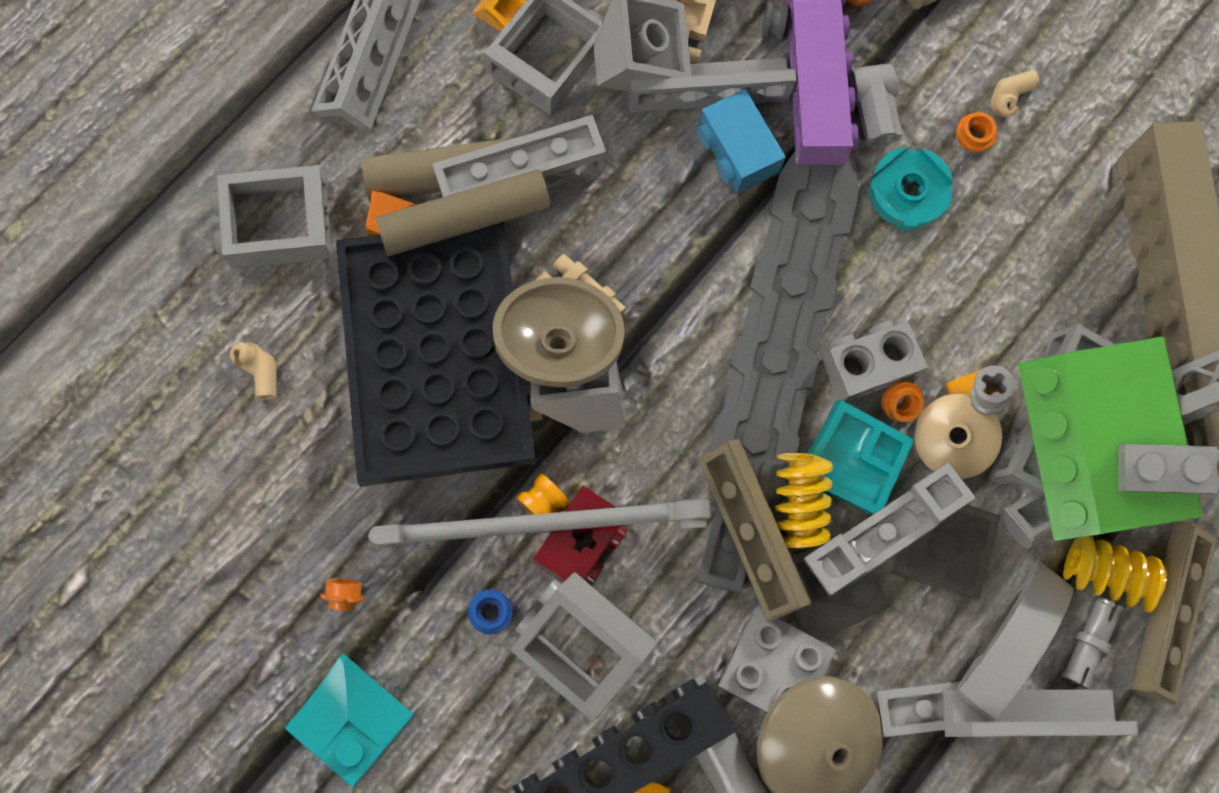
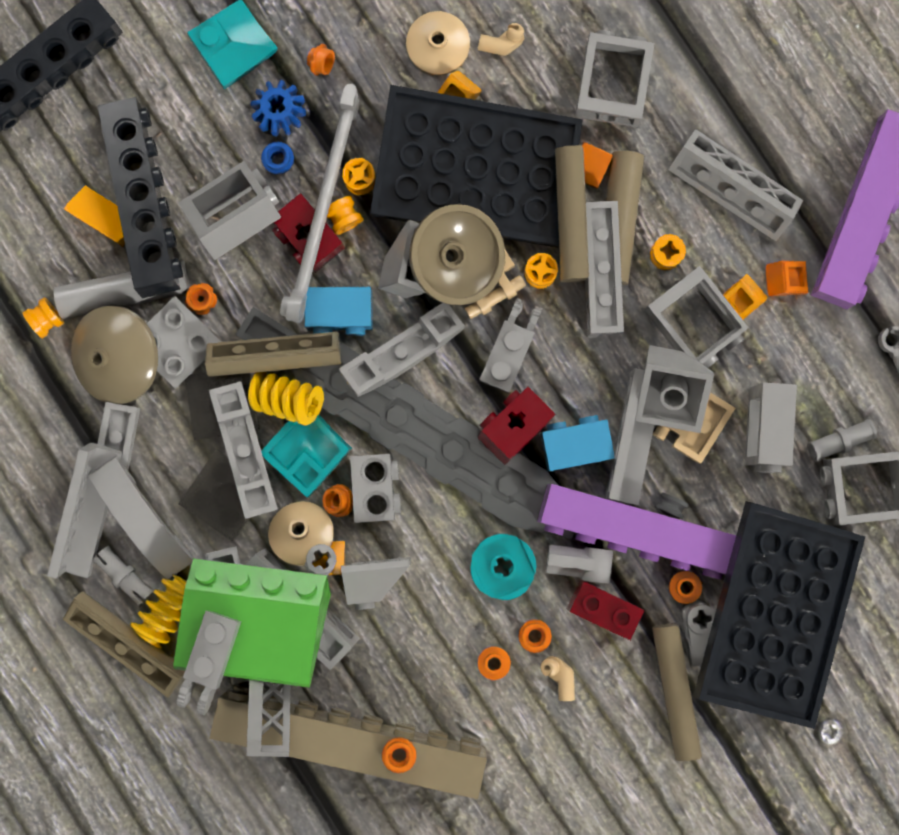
camera: 115 degrees right, 10 degrees up
(292, 467) = (443, 57): none -> tan dish
(334, 406) = (460, 86): none -> light orange slope
(419, 614) = (280, 95): none -> blue gear
(474, 112) = (666, 258): none -> light orange wheel
(487, 488) = (354, 171): none -> light orange wheel
(541, 230) = (541, 264): none -> light orange wheel
(646, 252) = (509, 350): none -> light grey hinge
(665, 463) = (339, 310): none -> dark azure brick
(695, 377) = (402, 351): none -> light grey slope
(717, 651) = (195, 292): none -> orange plate
(731, 198) = (508, 442): none -> dark red brick
(921, 59) = (605, 610): none -> dark red brick
(980, 325) = (371, 580): none -> light grey slope
(1017, 176) = (489, 653): none -> orange plate
(1201, 210) = (399, 766): none -> orange plate

